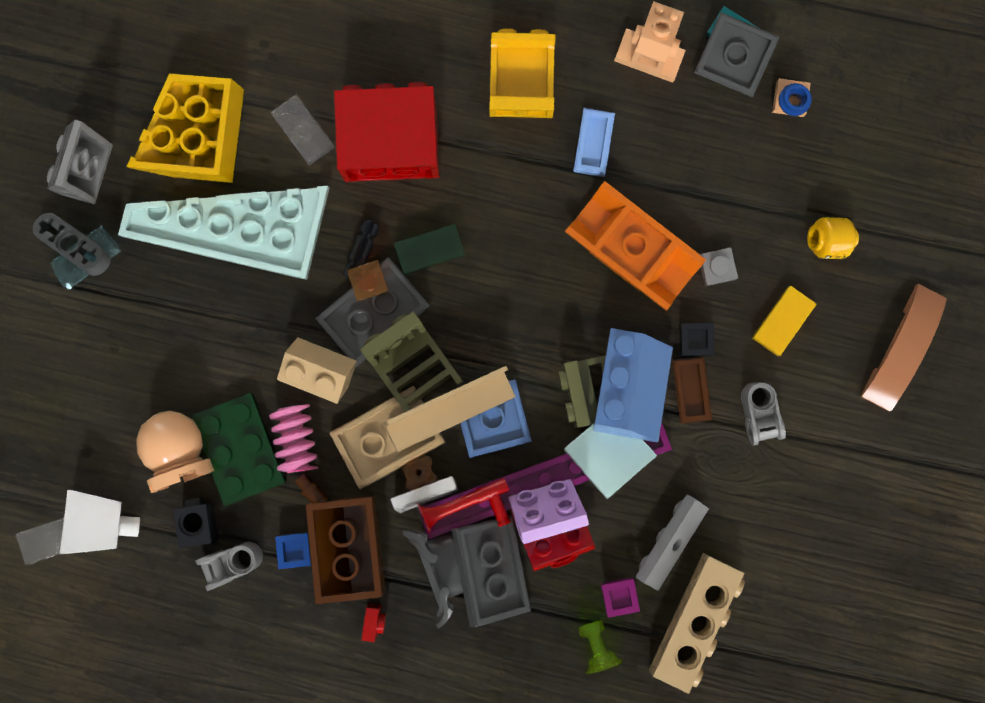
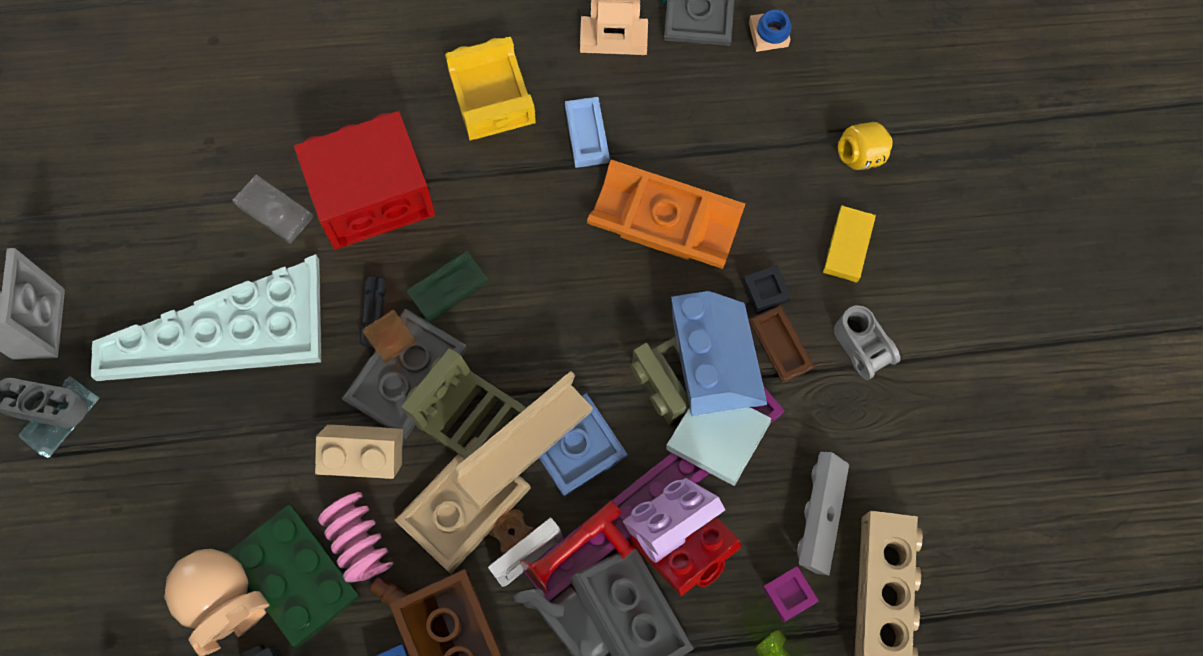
camera: 20 degrees left, 15 degrees down
(192, 129) = (149, 242): yellow wedge -> none
(718, 267) = (761, 212): light grey plate -> none
(906, 348) = (985, 234): nougat slope -> none

